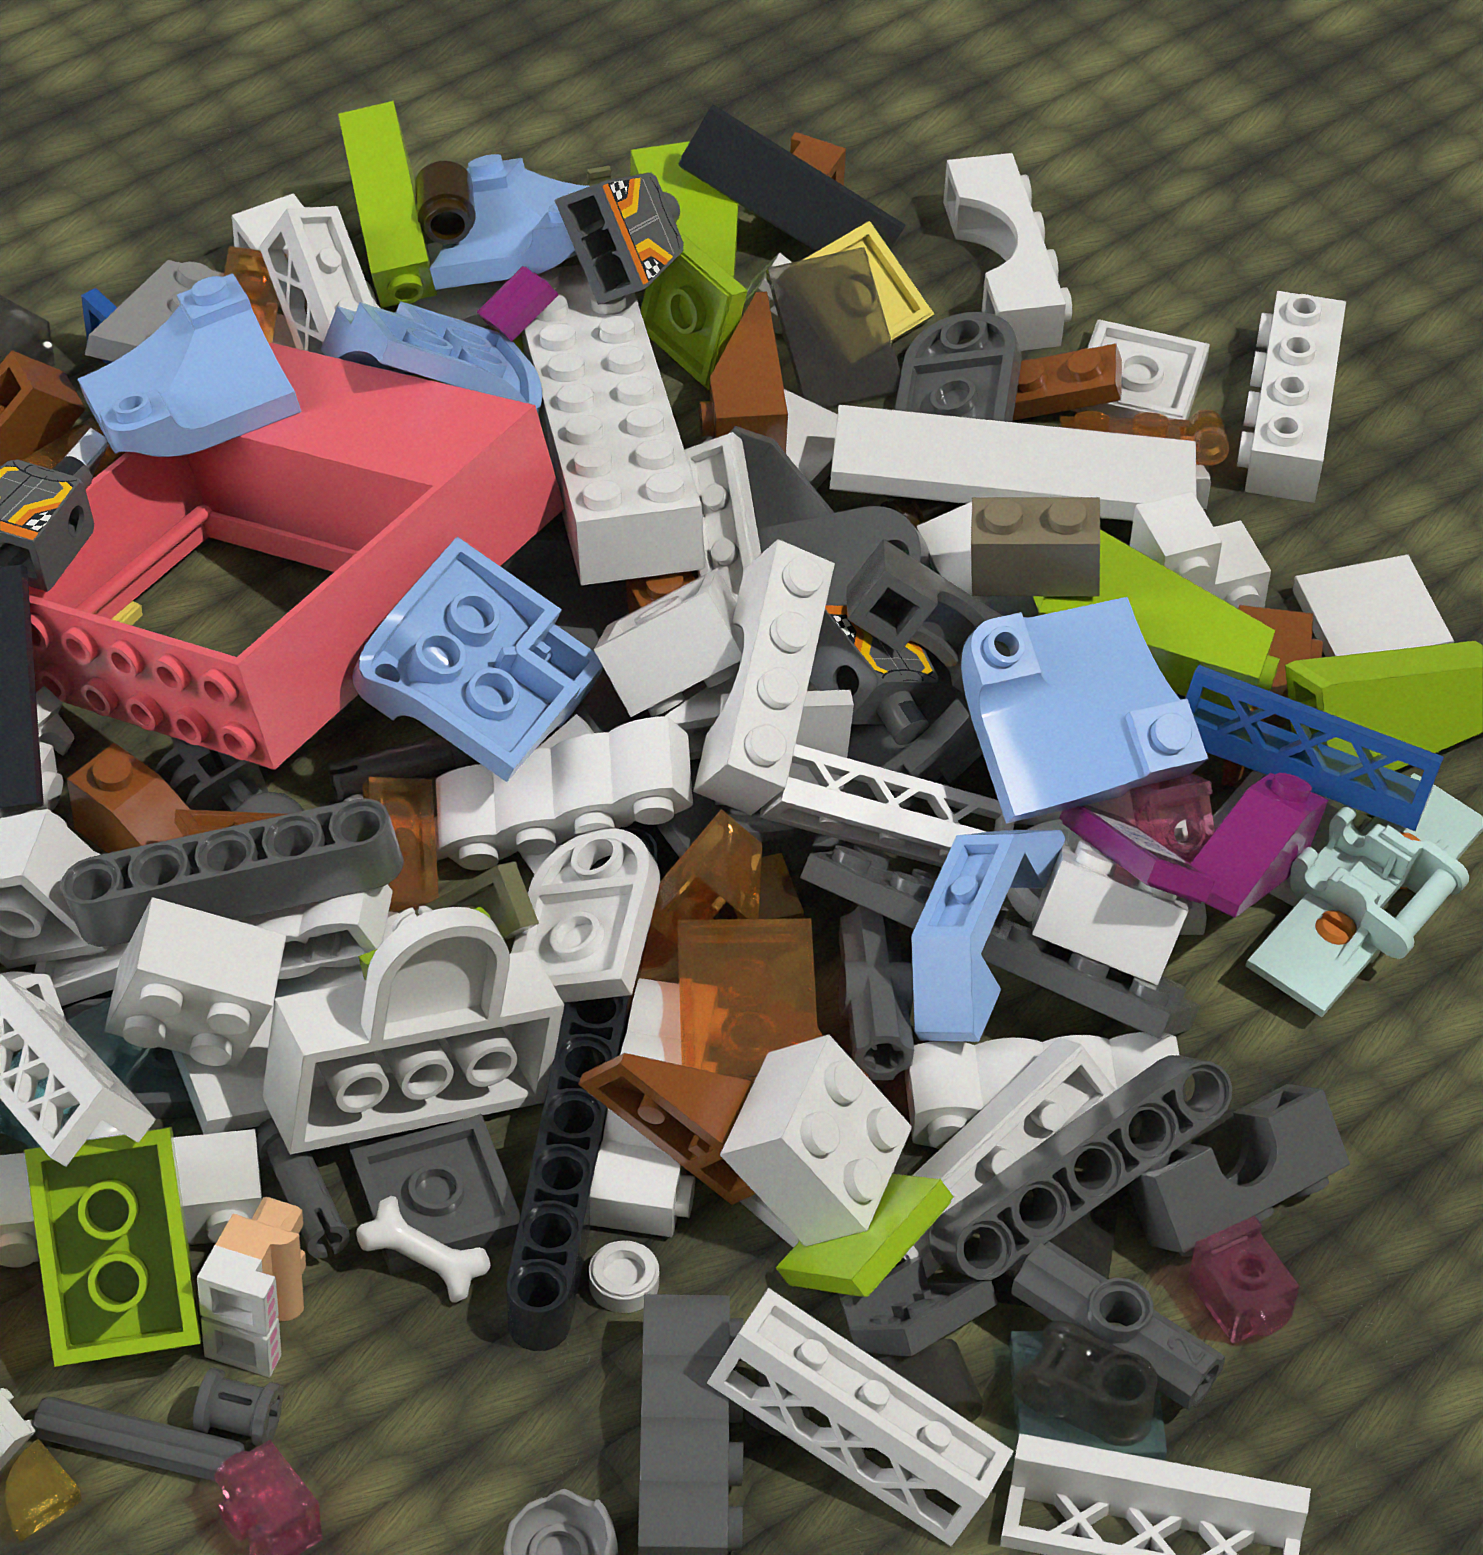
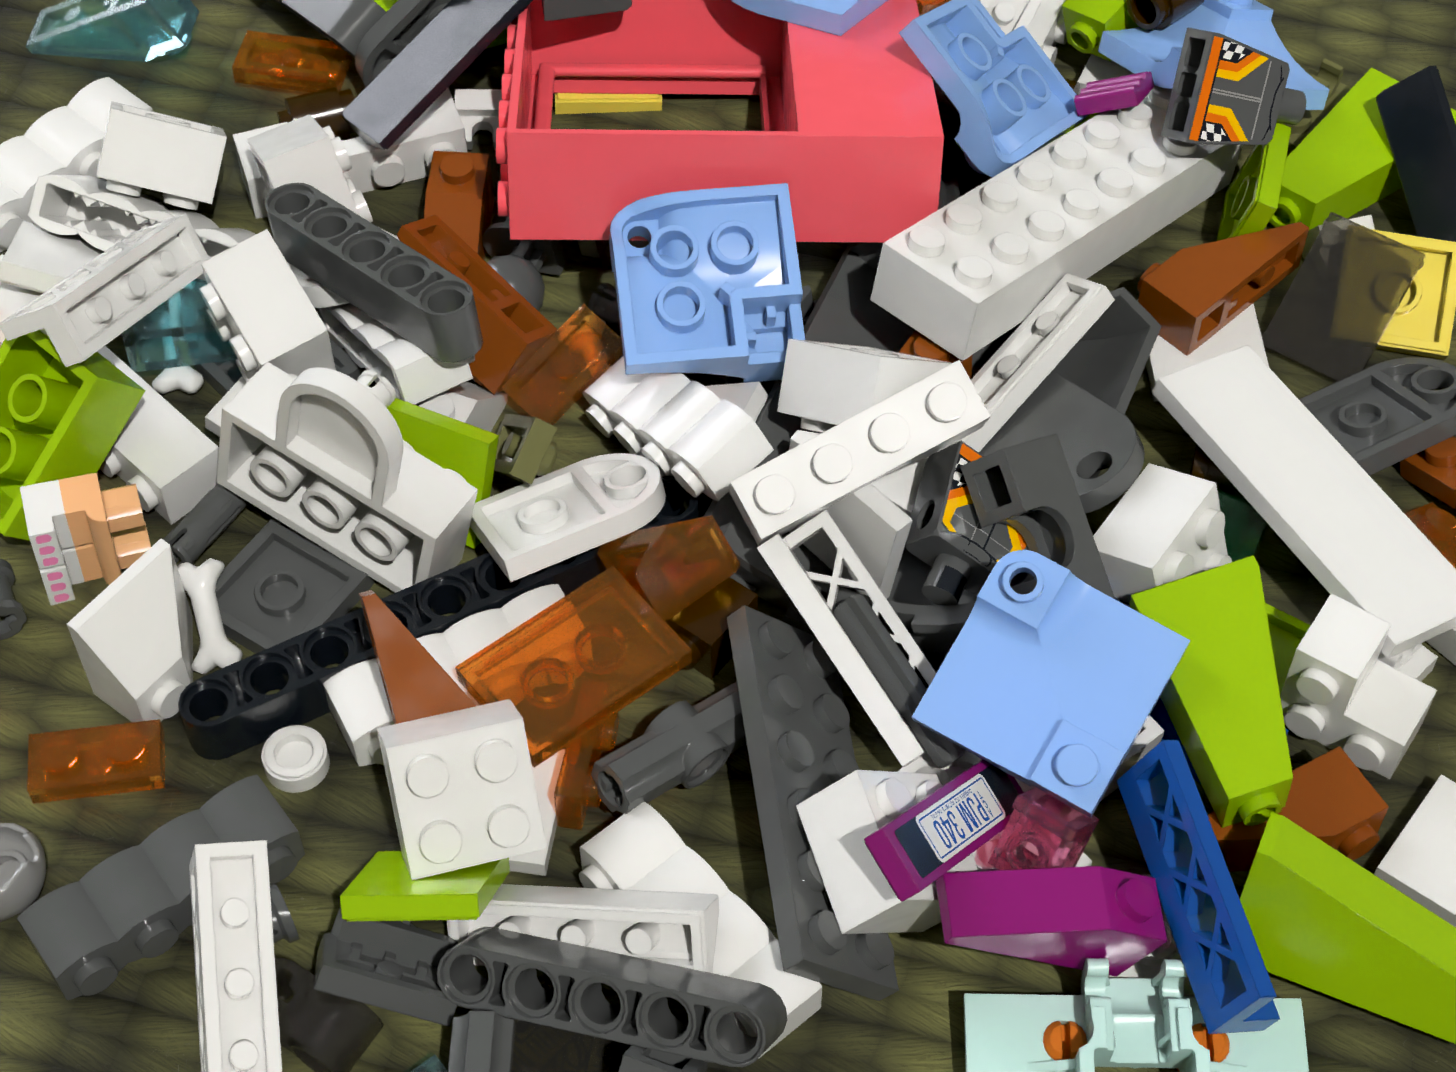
camera: 55 degrees right, 5 degrees up
(427, 1306) = (139, 638): none -> white slope
(491, 1424) = (96, 761): none -> clear orange plate
(942, 805) = (893, 673): none -> dark grey axle
(950, 977) = (695, 792): light blue slope -> none
(1035, 546) = (1171, 542): dark tan piece -> none

